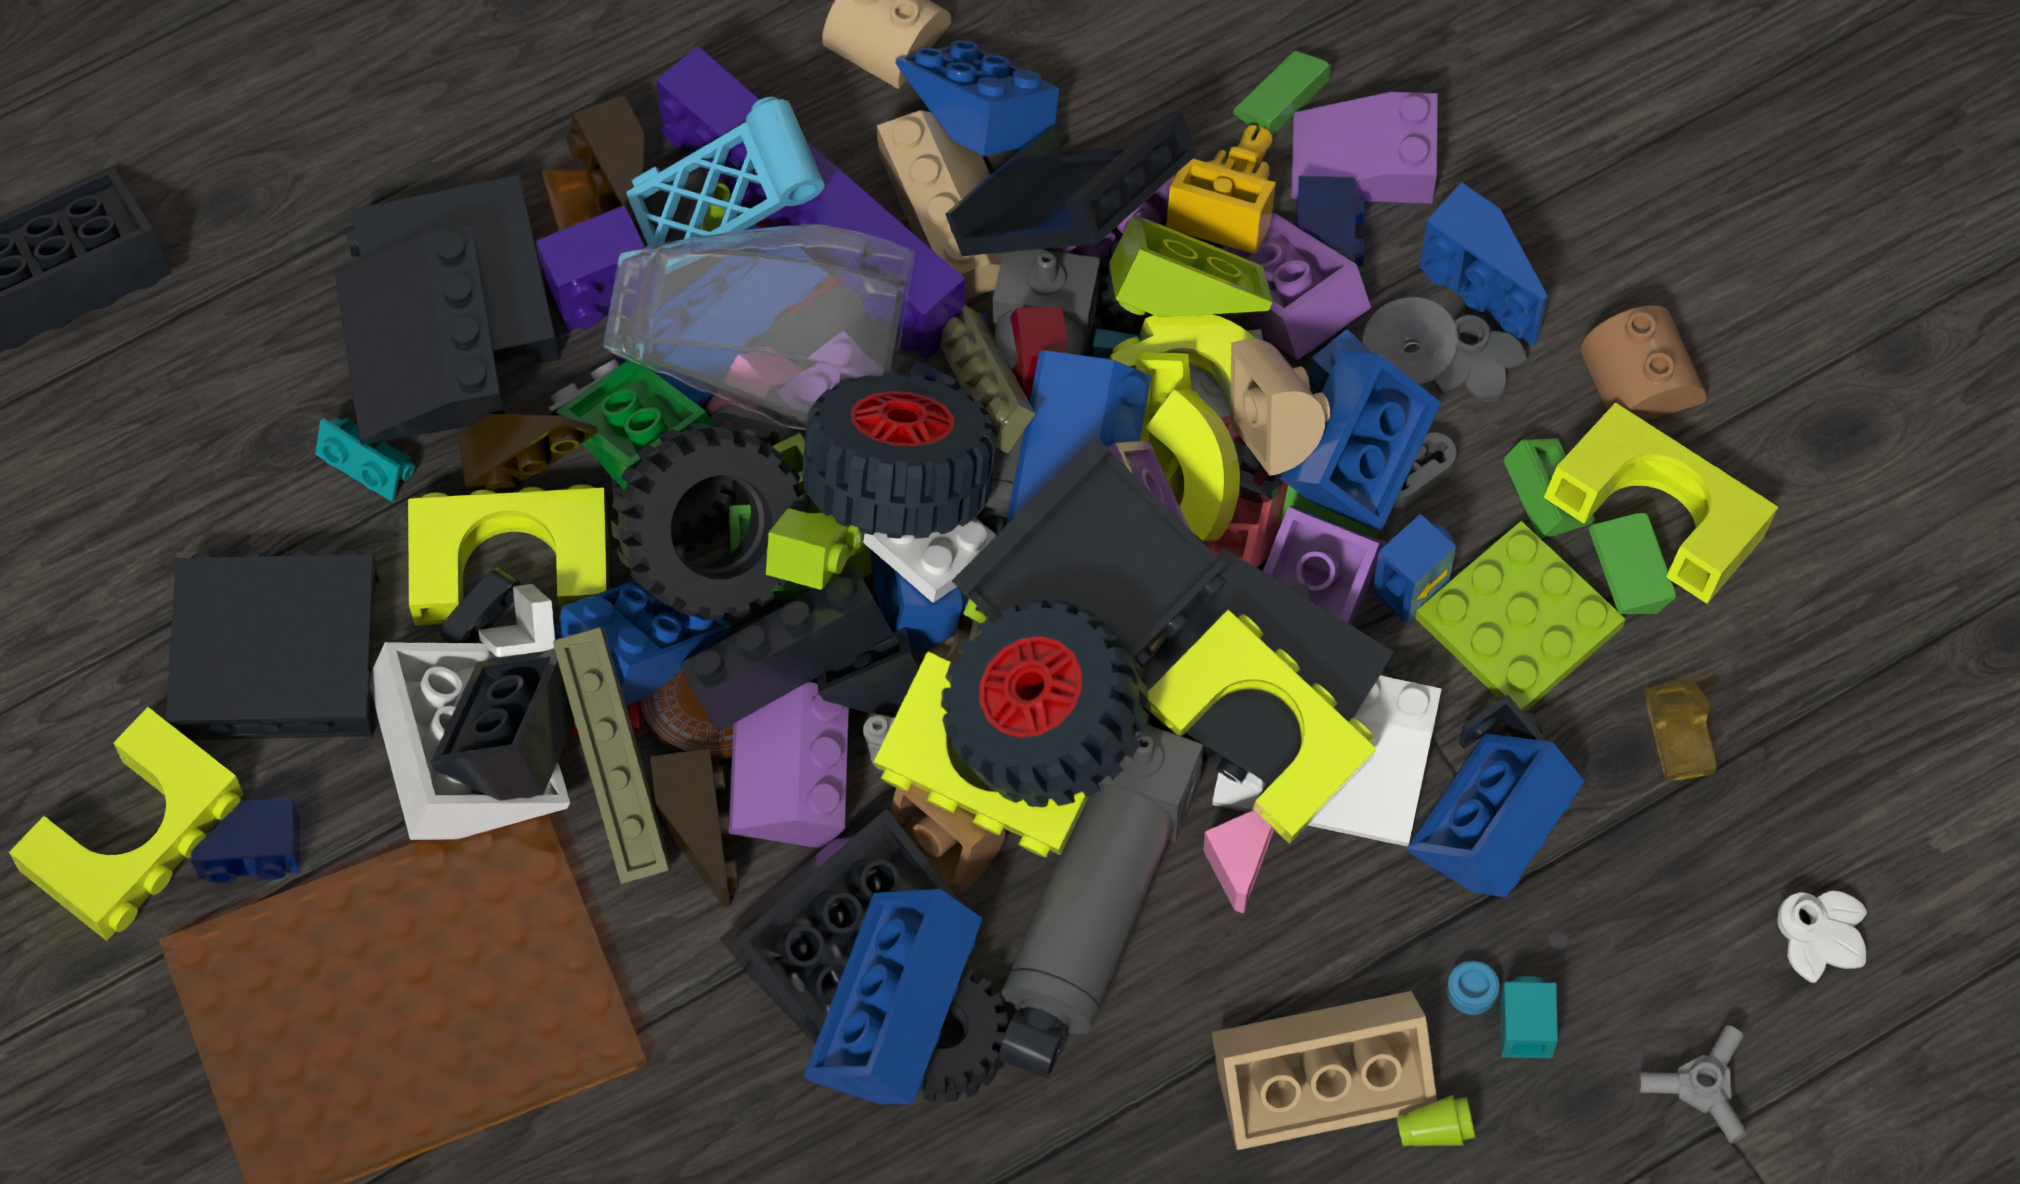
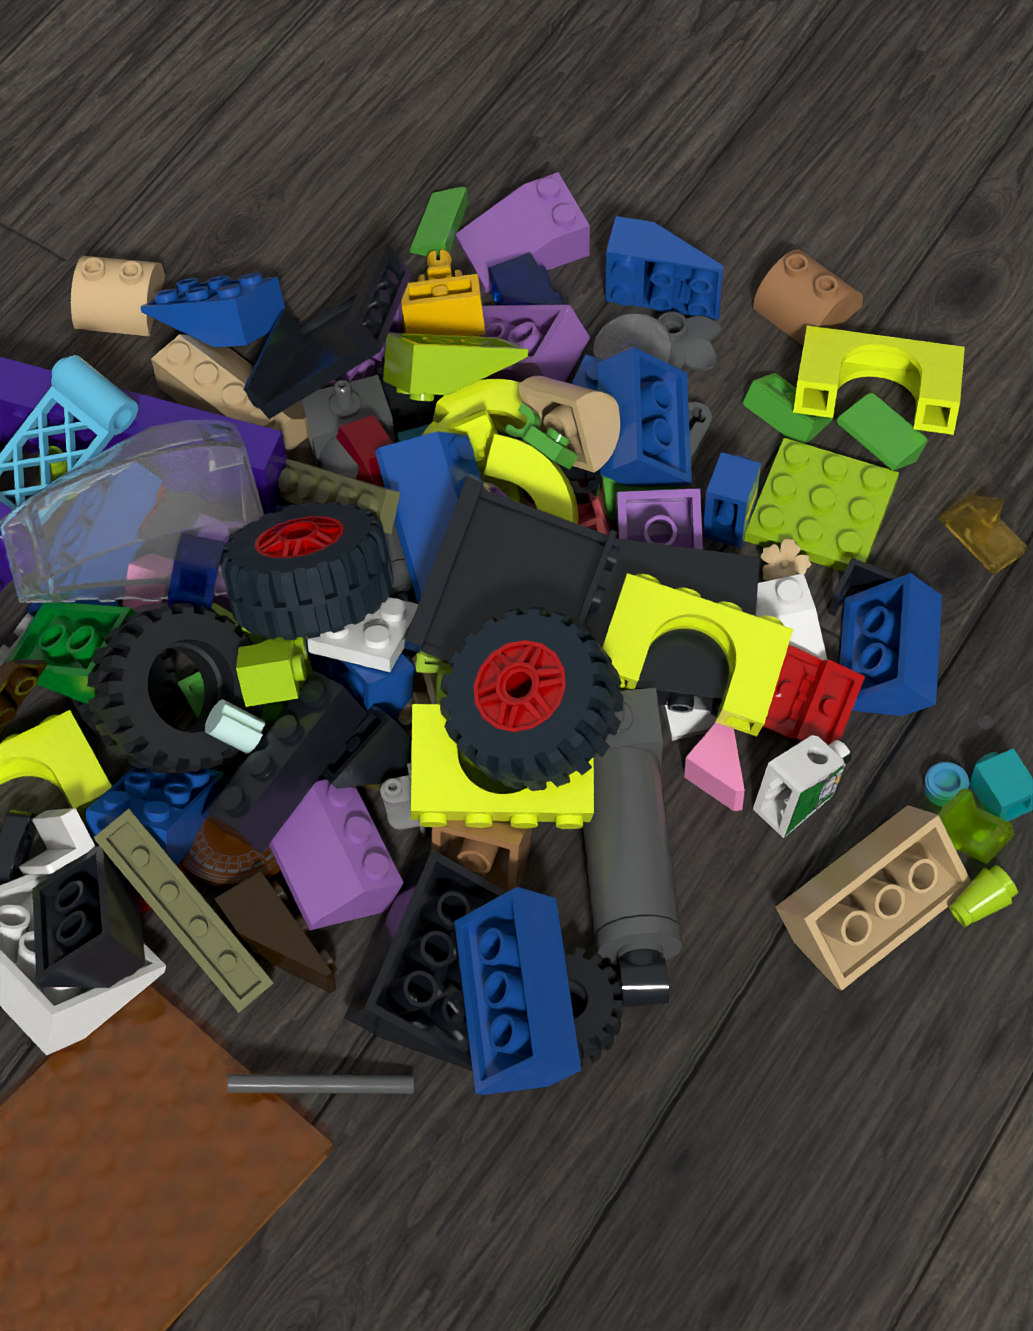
camera: 25 degrees left, 5 degrees down
(662, 994) = (320, 1083): none -> dark grey bar
(747, 589) = (234, 726): none -> light aqua piece
(781, 408) = (195, 571): none -> clear blue slope
(1232, 424) = (550, 443): none -> bright green plate
(1314, 913) = (800, 782): none -> white torso
(1374, 828) = (812, 698): none -> red slope
(1439, 664) = (784, 561): none -> tan plant
(1468, 1046) = (974, 829): none -> clear neon green bracket

